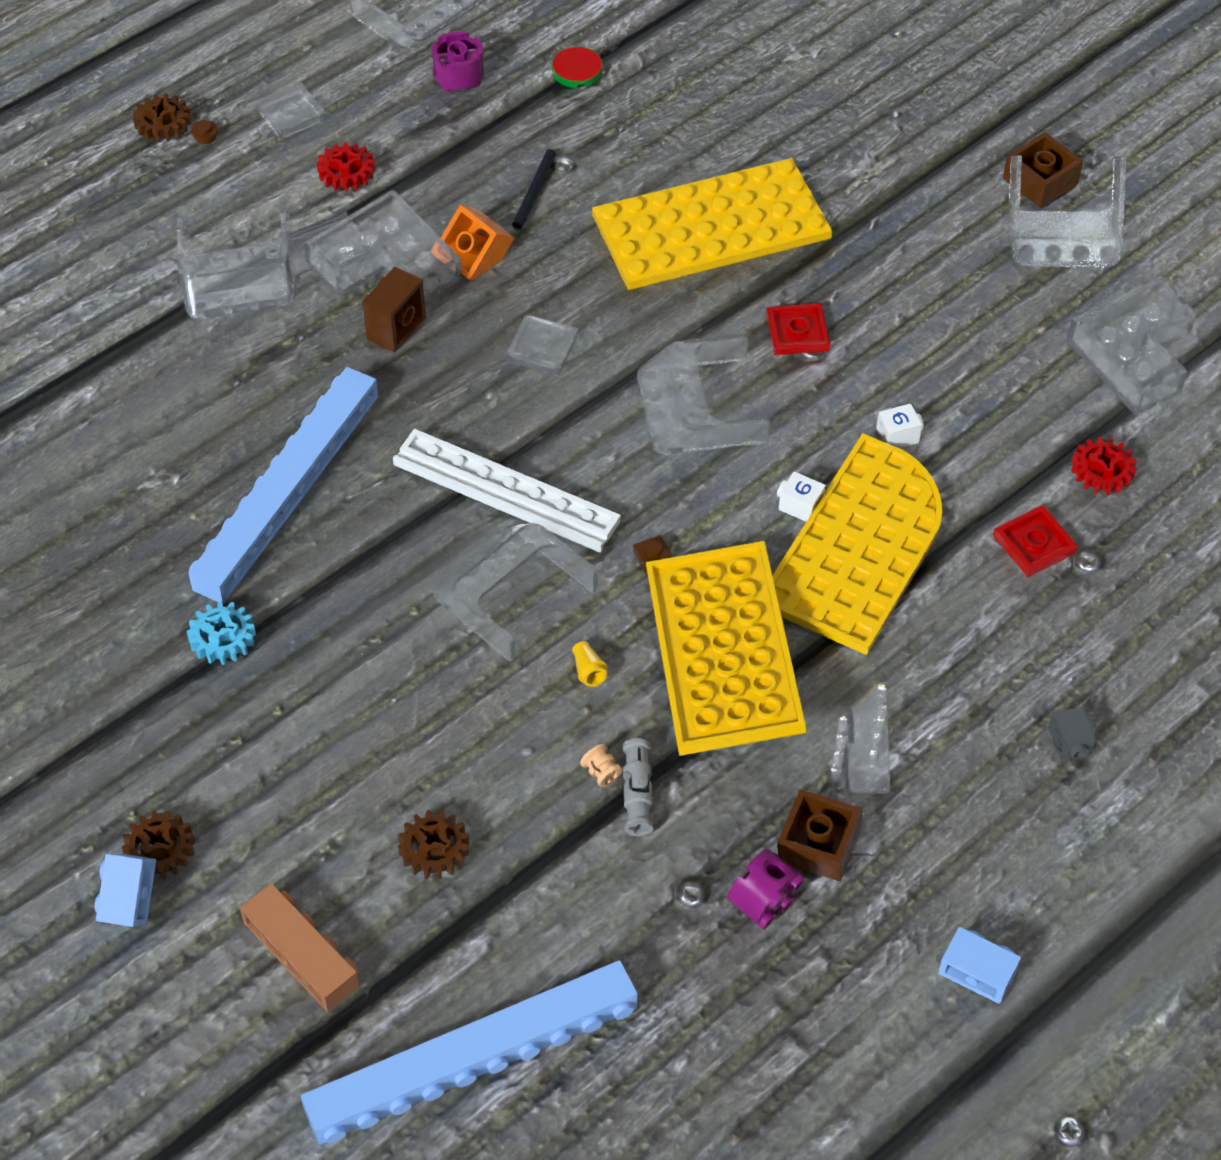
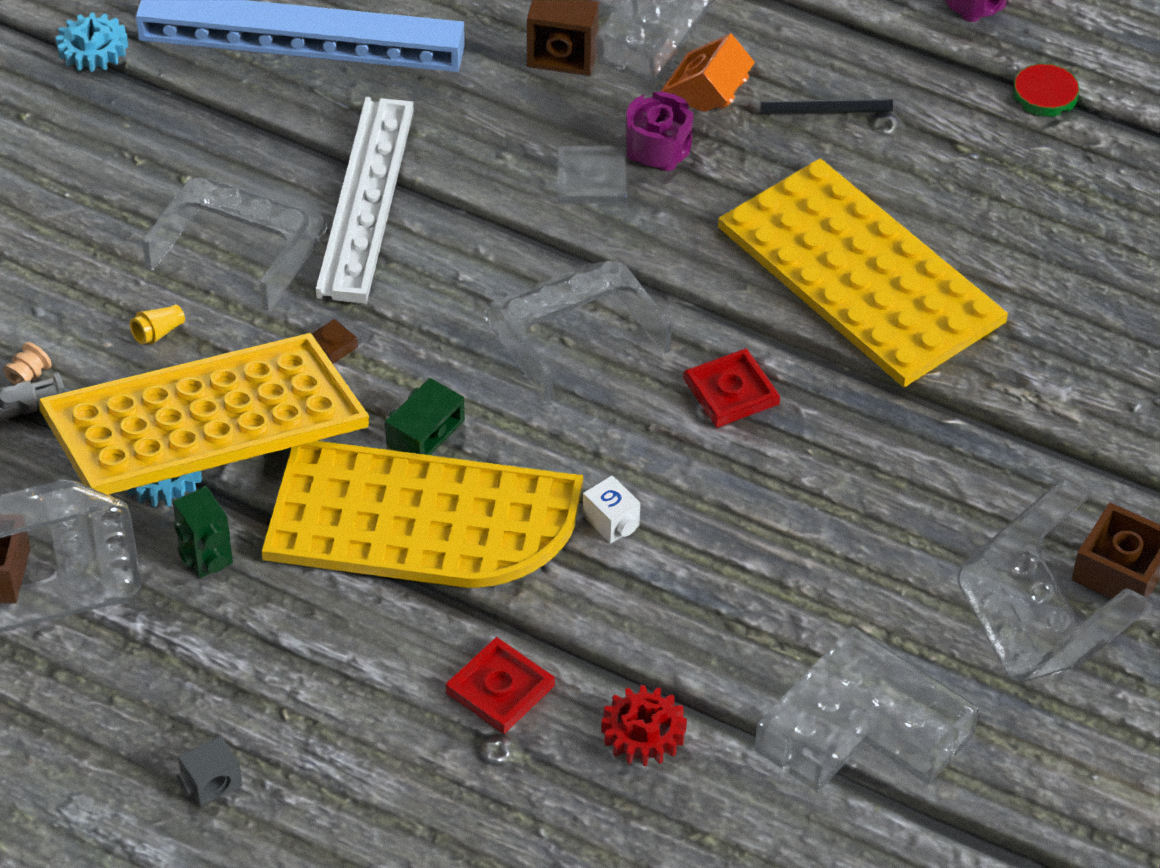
camera: 70 degrees right, 5 degrees down
(526, 285) = (659, 130): none -> magenta brick
(768, 514) = (425, 419): none -> dark green brick
(800, 495) = (463, 438): white brick -> none
(847, 675) = (202, 532): none -> dark green brick

